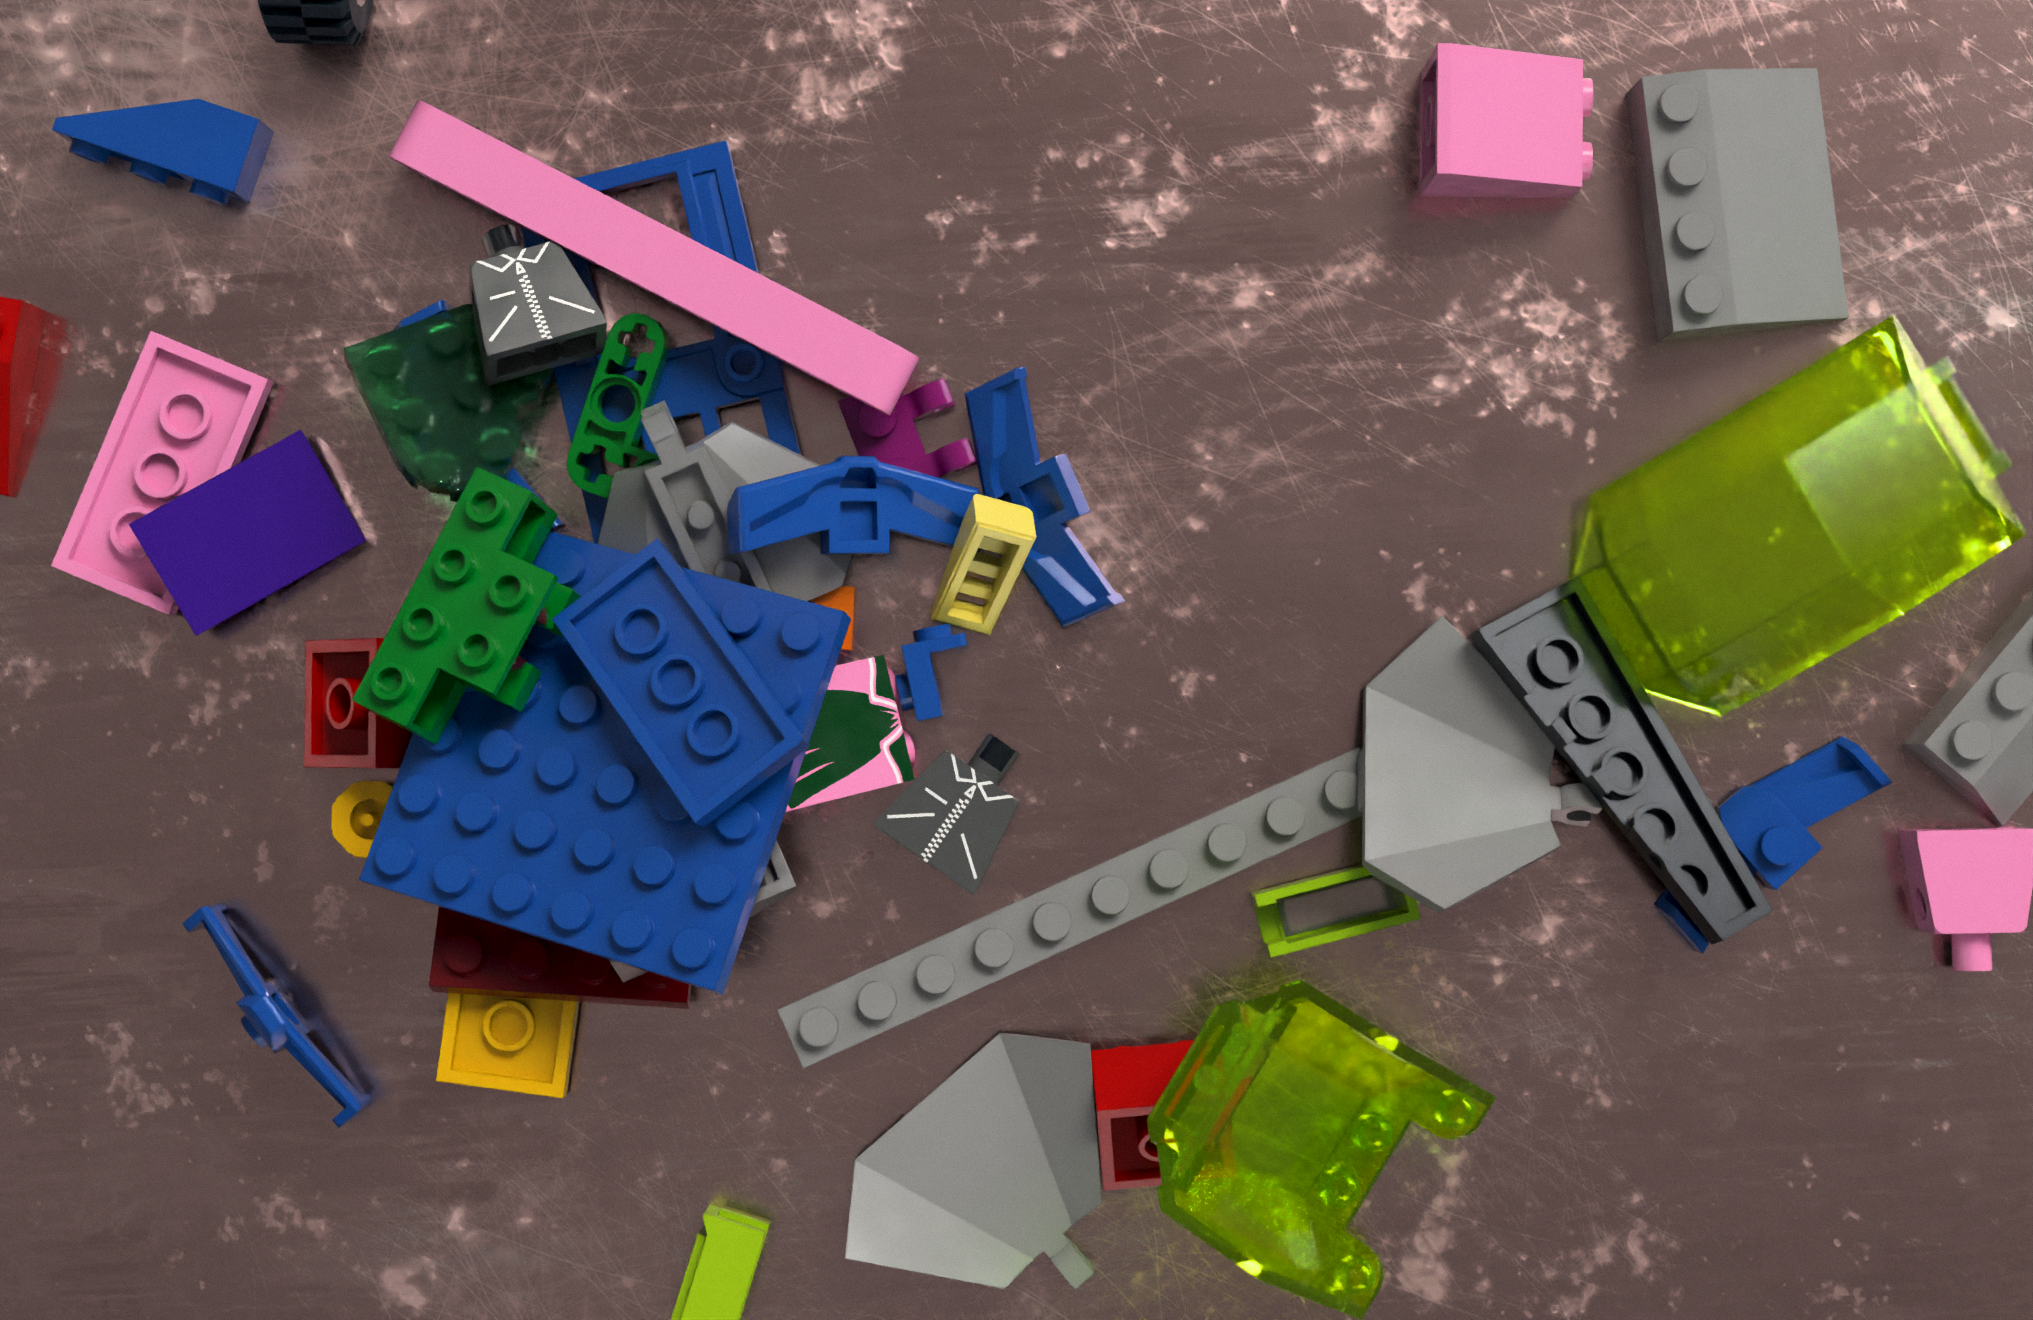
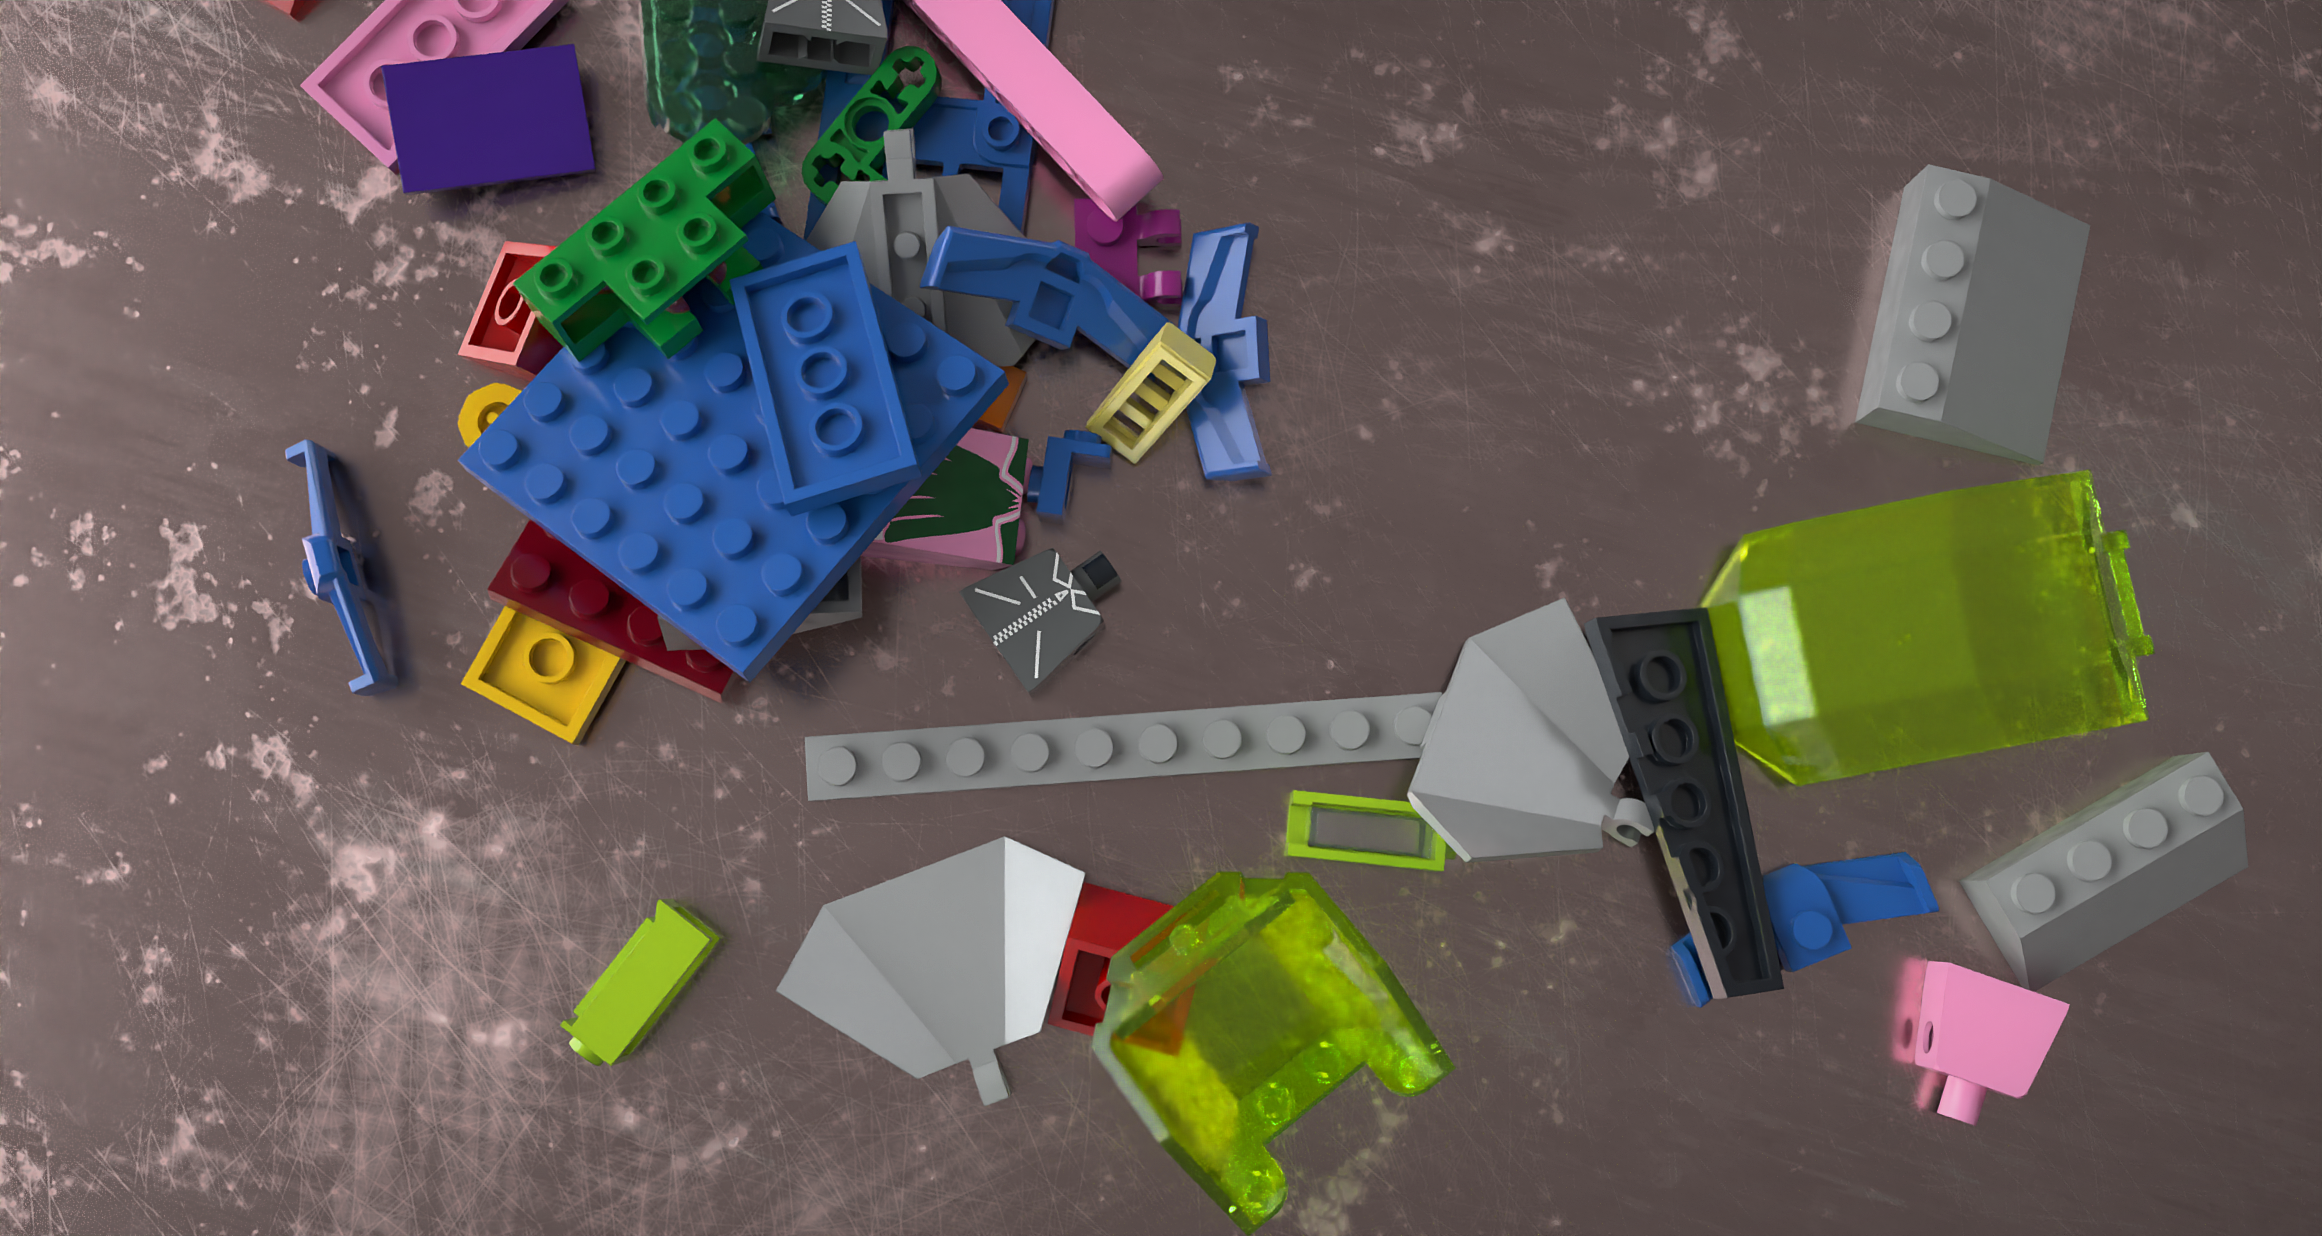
camera: 20 degrees right, 5 degrees down
(1503, 124) = (1781, 165): bright pink slope -> none

